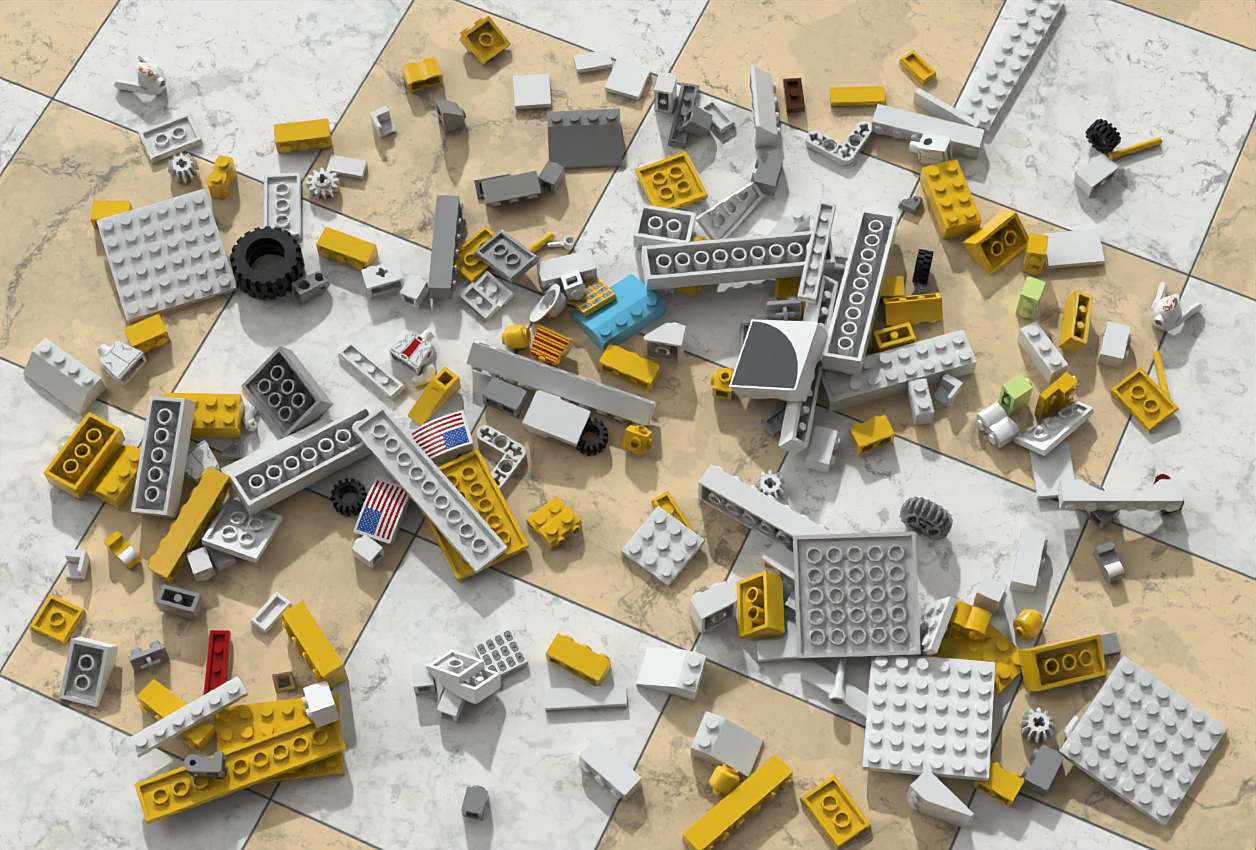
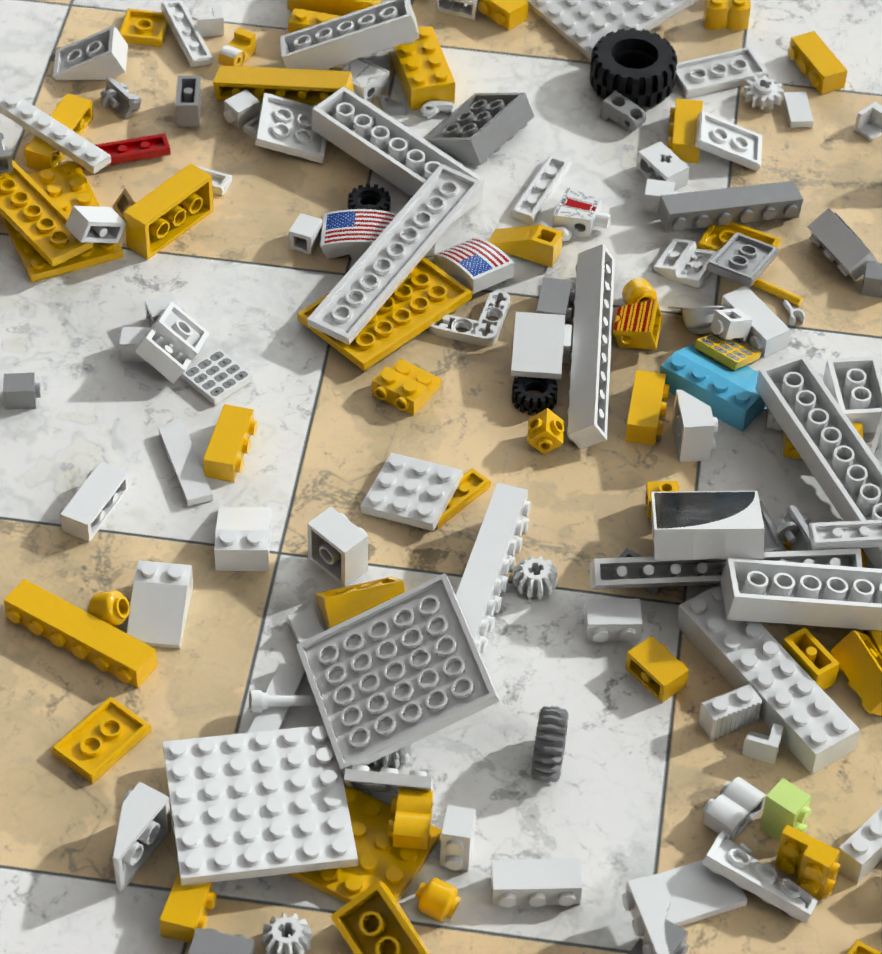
camera: 70 degrees right, 15 degrees down
(82, 586) = (186, 33): none -> white tile
(373, 224) = (728, 141): none -> white tile

